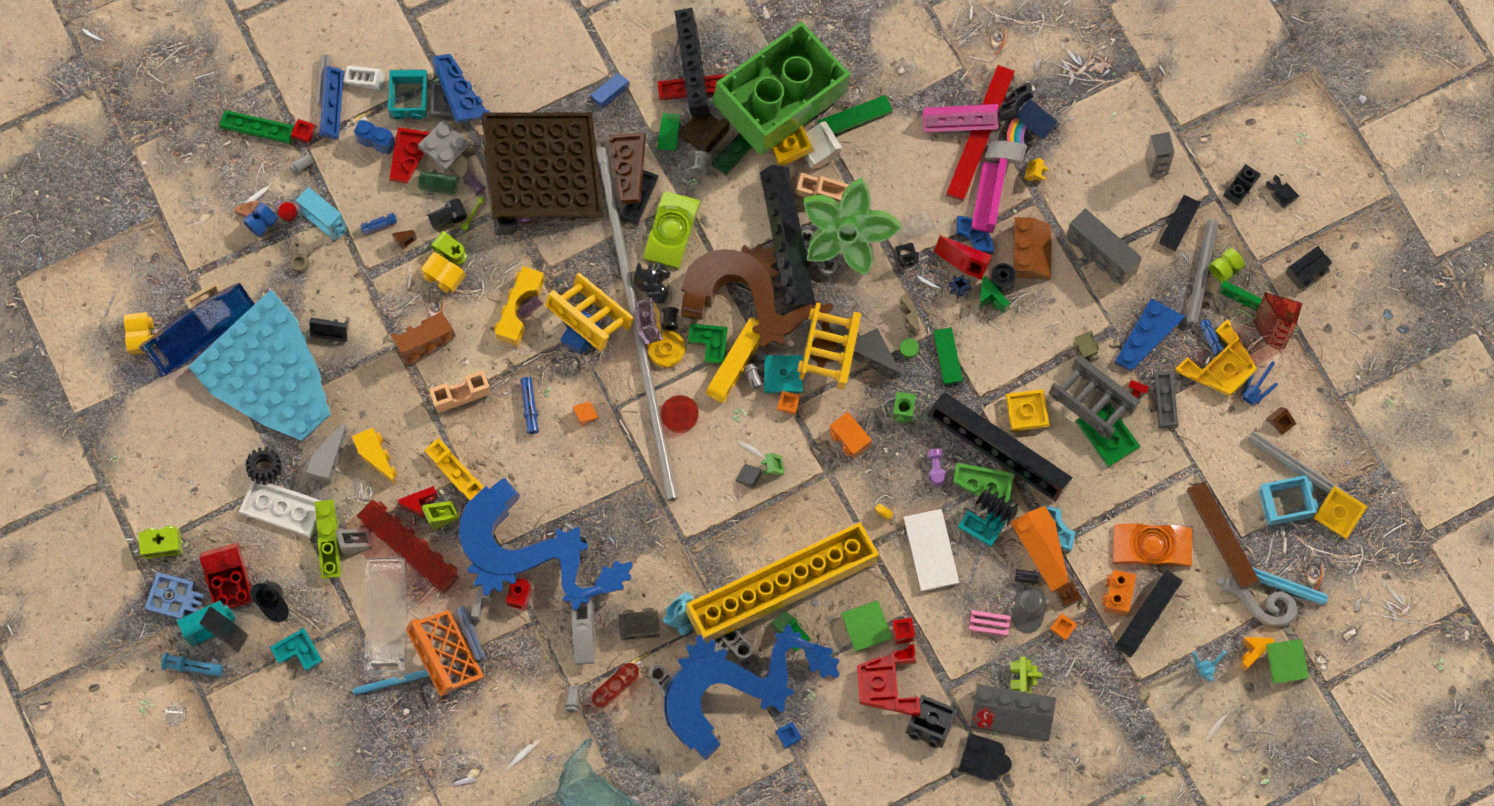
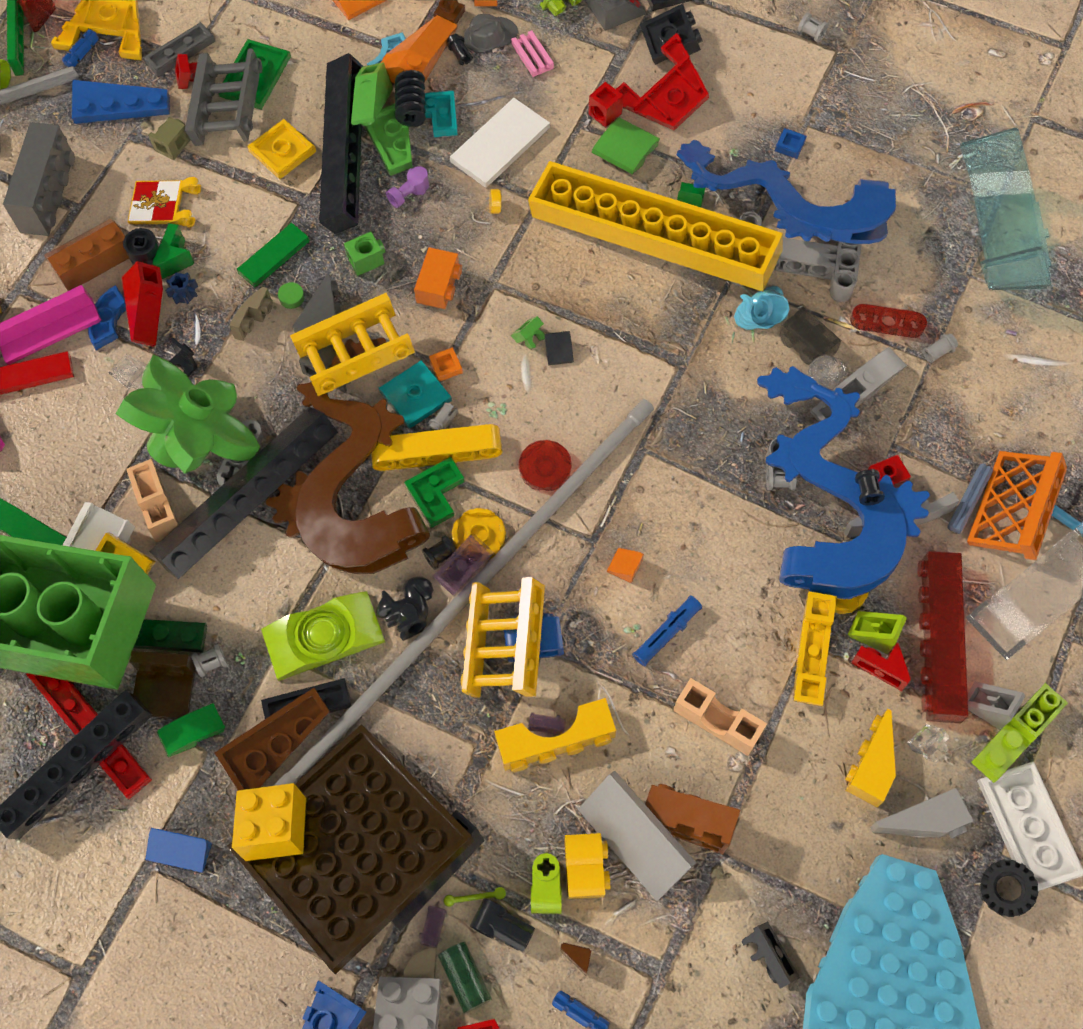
camera: 130 degrees left, 5 degrees down
(435, 305) = (636, 836): none -> light grey tile
(512, 560) = (869, 487): none -> black bush
(582, 134) = (269, 822): none -> yellow brick
(607, 612) = (828, 371): none -> clear head
(1021, 484) = (370, 93): none -> bright green slope
(1042, 313) = (160, 202): none -> flag

